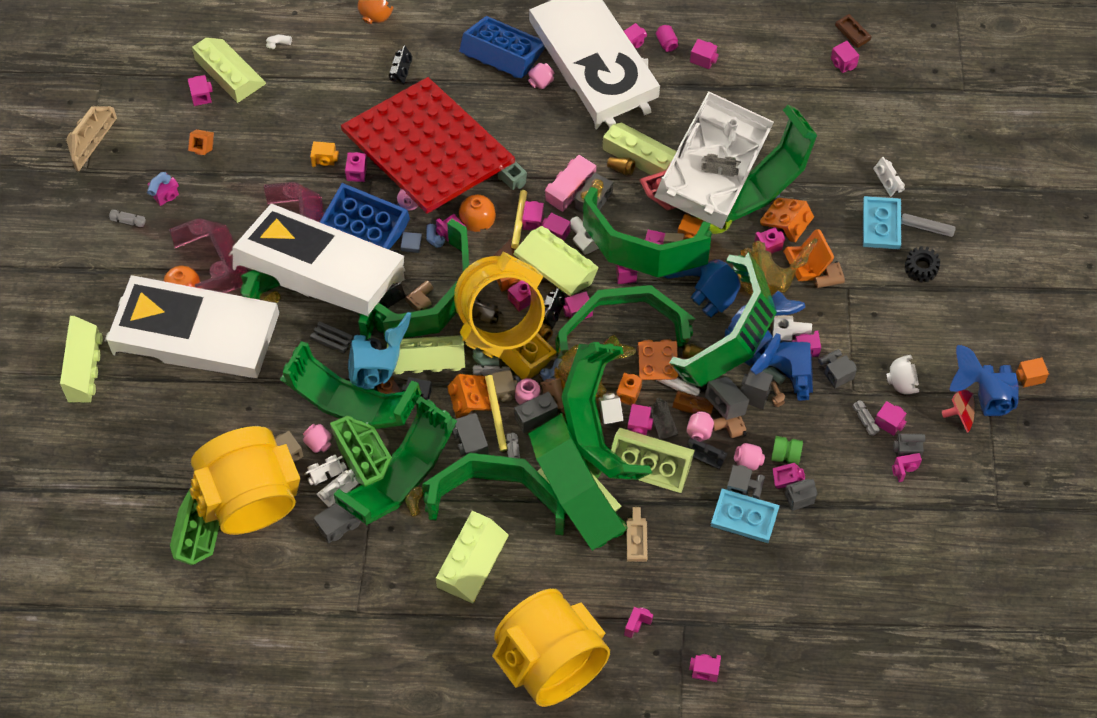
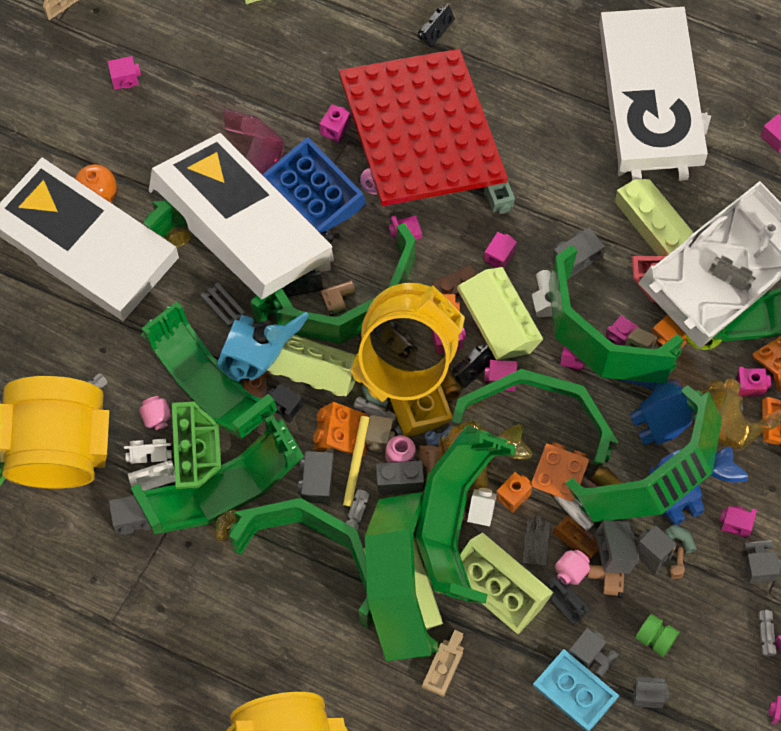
camera: 25 degrees right, 5 degrees up
(127, 218) = (73, 90): light grey axle -> none
(156, 181) = (116, 62): medium blue arm -> none
(200, 142) = (184, 34): orange brick -> none
(222, 273) = (155, 150): clear pink windscreen -> none
(293, 446) = (119, 411): dark tan brick -> none
(324, 154) = (307, 95): light orange brick -> none
(411, 242) = (356, 230): sand blue tile -> none
(432, 238) = (381, 235): medium blue arm -> none
(471, 557) = (256, 613): yellowish green slope -> none
(477, 213) = (441, 224): orange cylinder -> none
(501, 46) = (556, 43): blue slope -> none
(518, 222) = (481, 251): light yellow bar -> none
(541, 75) = (583, 92): bright pink head -> none
(557, 225) = (520, 274): dark pink brick -> none
(569, 182) = (558, 227): bright pink brick -> none
(596, 183) = (582, 245): clear yellow arm -> none
(622, 165) = (626, 229): pearl gold cone -> none
(636, 35) = (709, 84): dark pink brick -> none
(640, 419) = (509, 532): dark pink brick -> none
(667, 38) = (746, 99): dark pink brick -> none
(749, 456) = (611, 624): bright pink head -> none
(787, 475) = (645, 664): dark pink bracket -> none
(791, 327) = (730, 495): white piece -> none
(793, 360) = (712, 532): blue hips -> none

